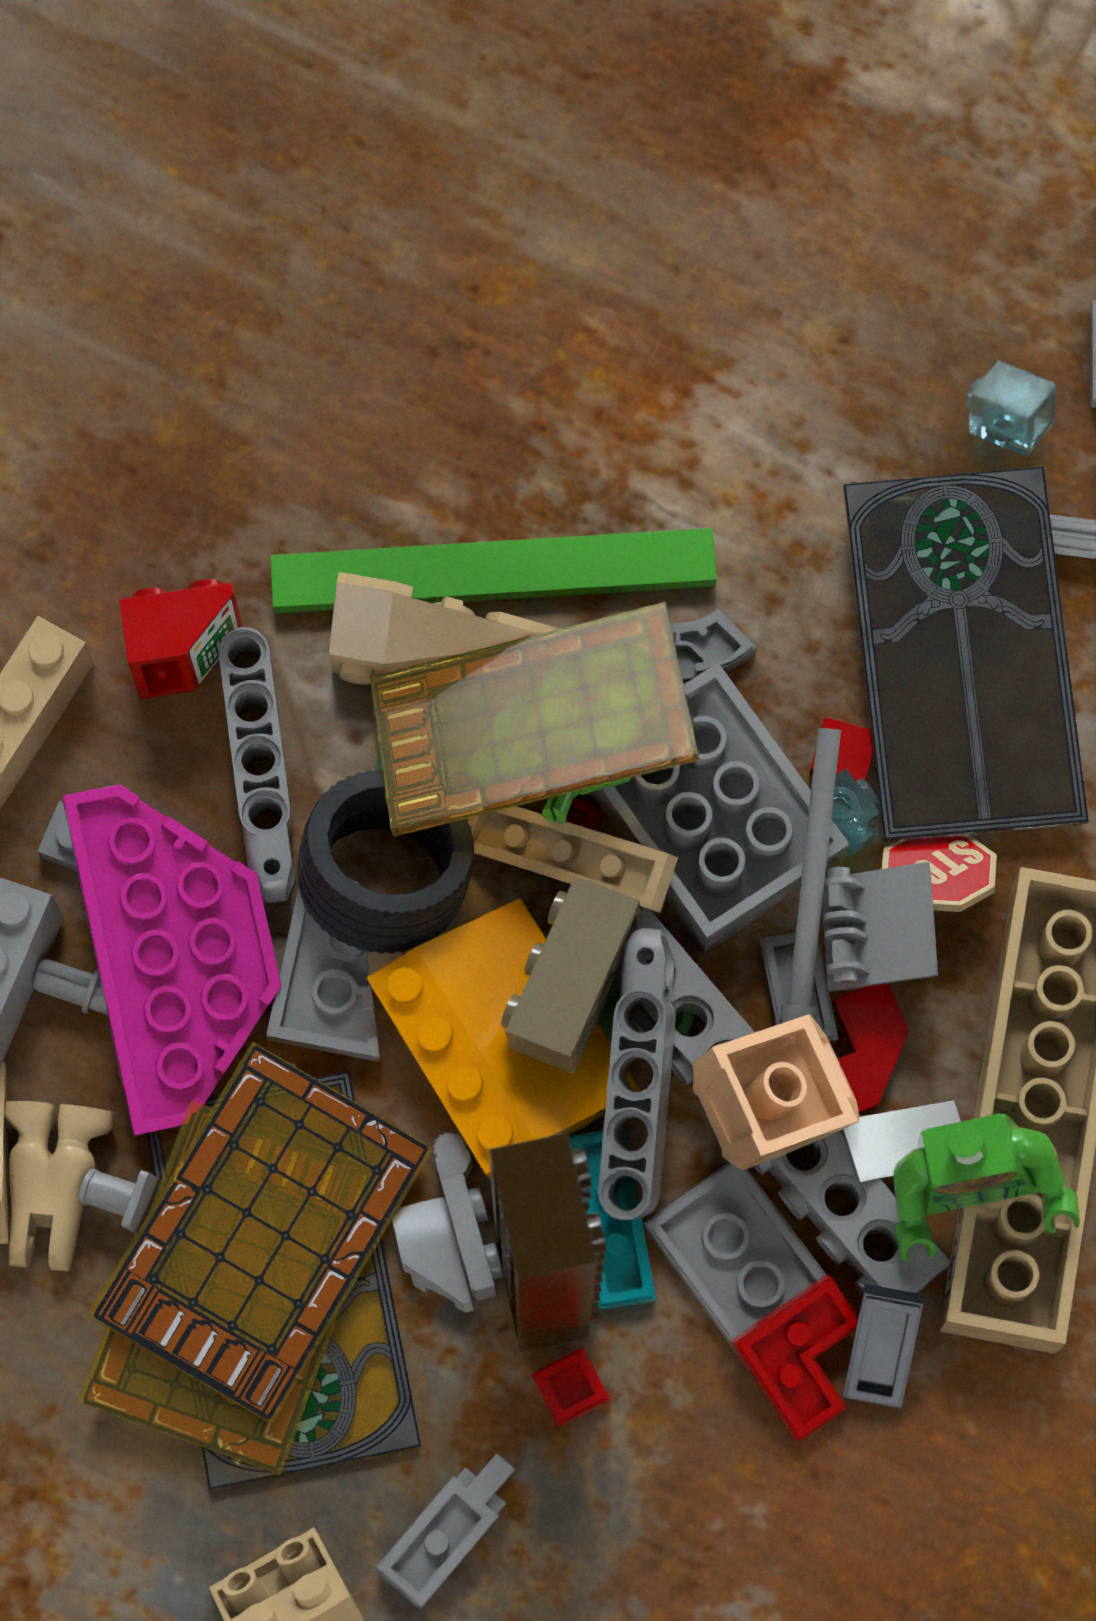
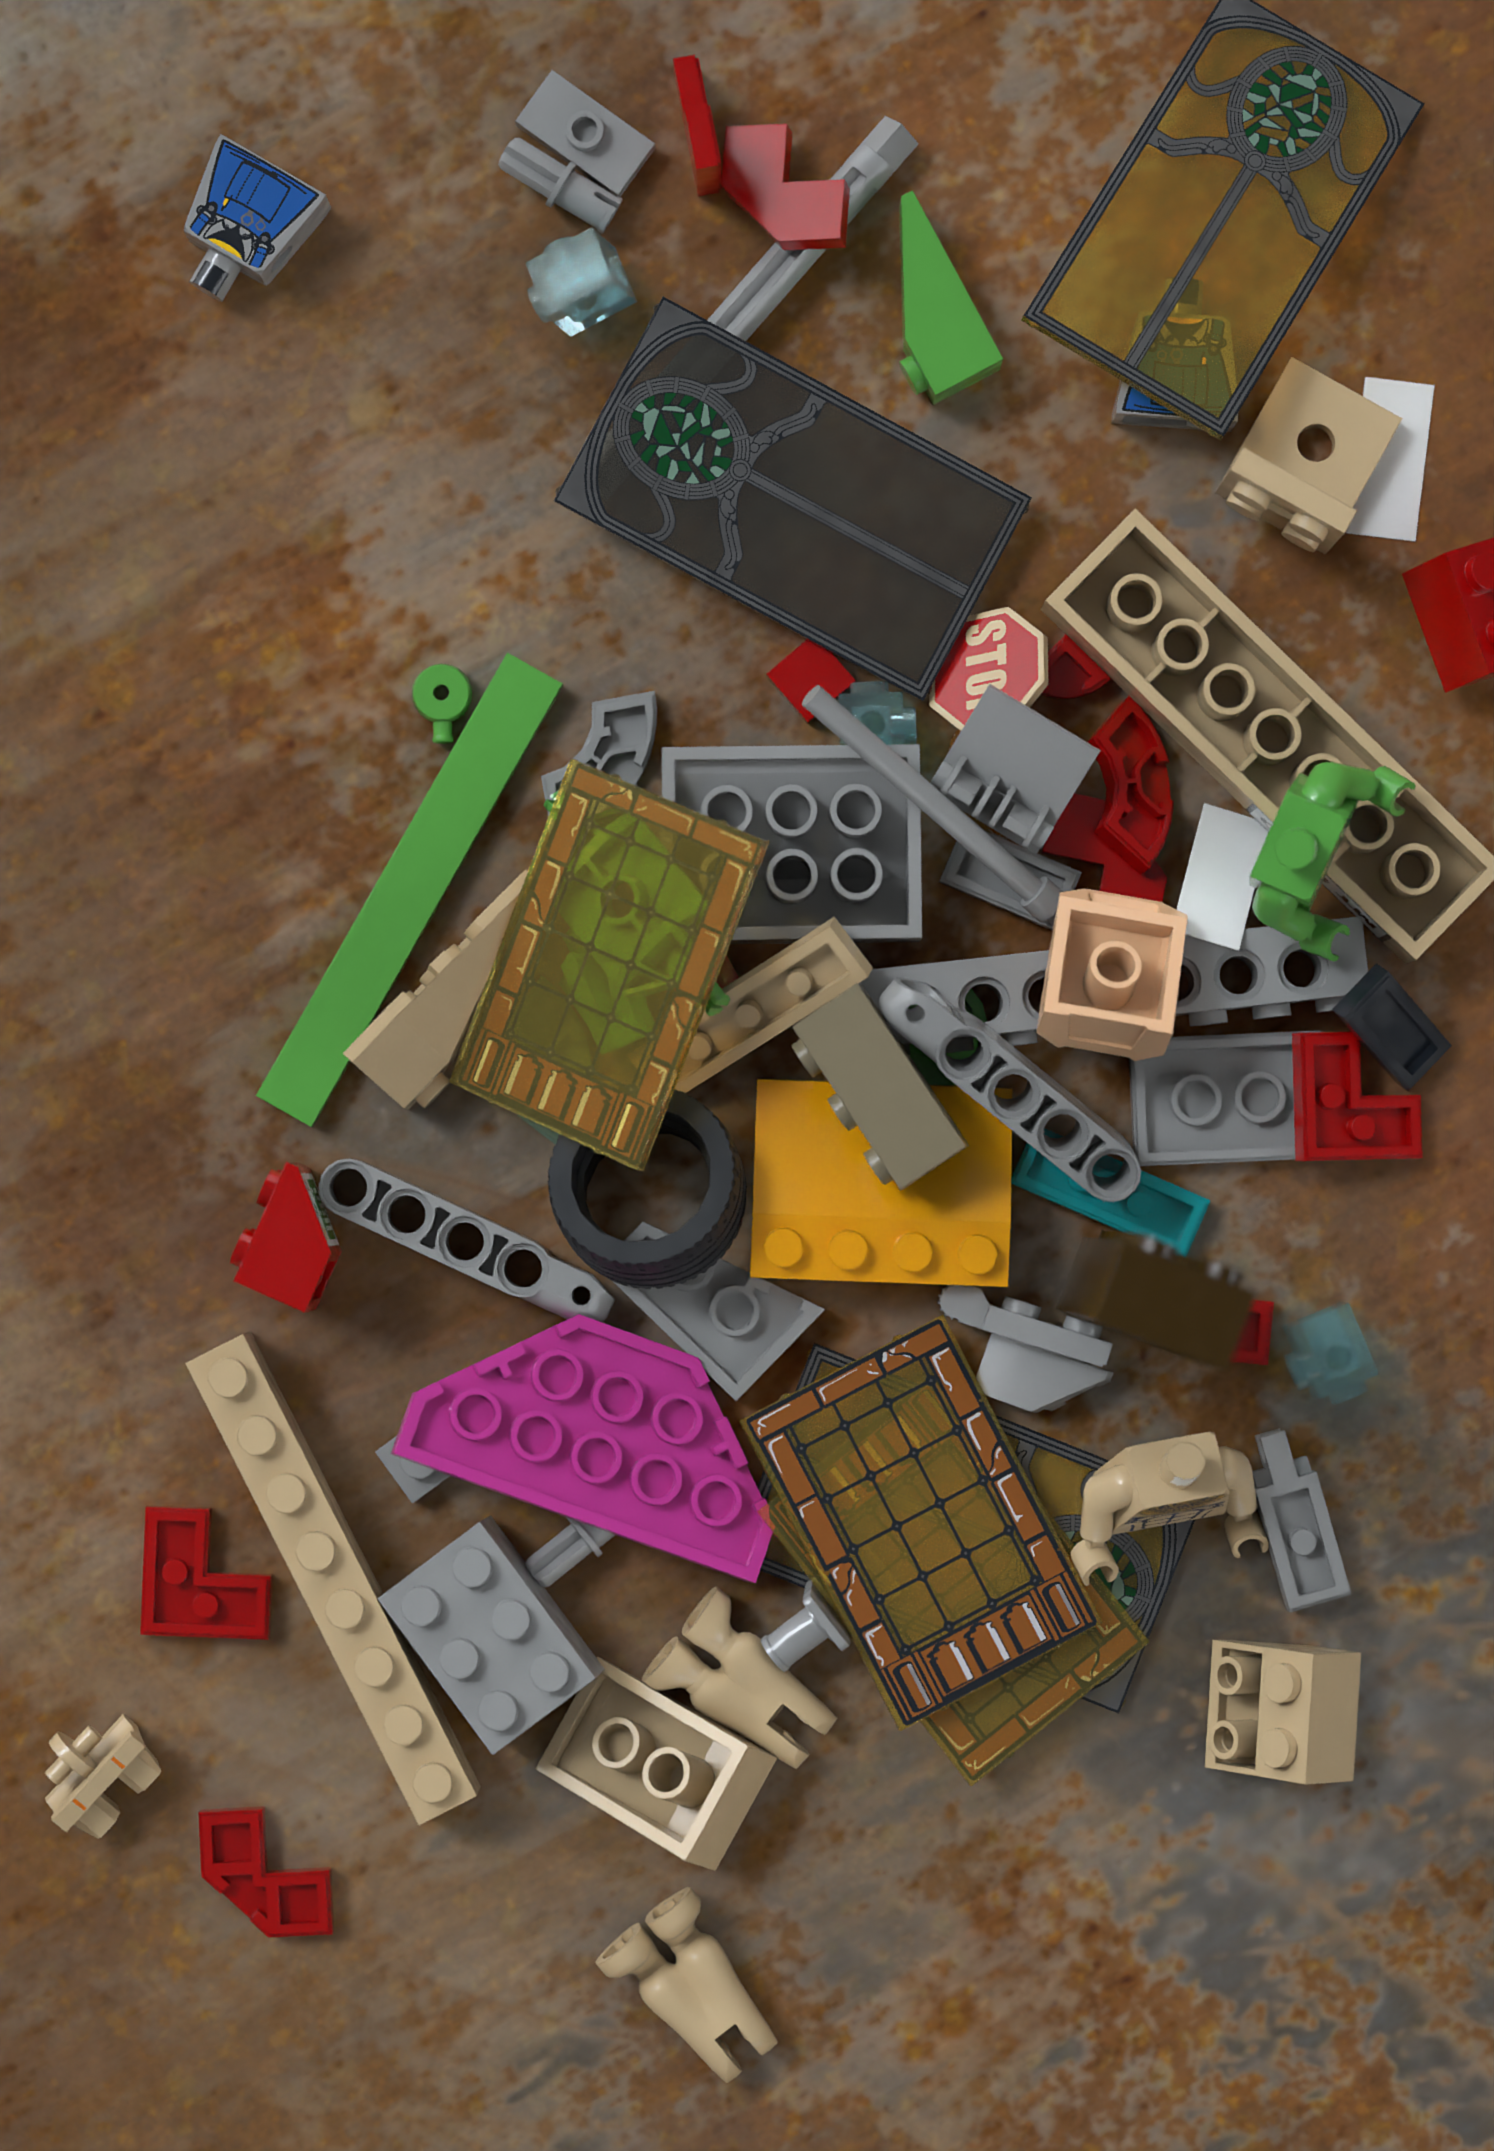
camera: 60 degrees left, 15 degrees up
(412, 1402) = (1165, 1486): none -> tan torso
(597, 1466) = (1329, 1354): none -> clear light blue brick
(643, 516) = (444, 711): none -> bright green piece
(894, 167) = (248, 218): none -> torso
(931, 1036) = (1136, 785): none -> red tile
(978, 934) = (1072, 672): none -> red tile
(1071, 357) = (560, 184): none -> light grey axle

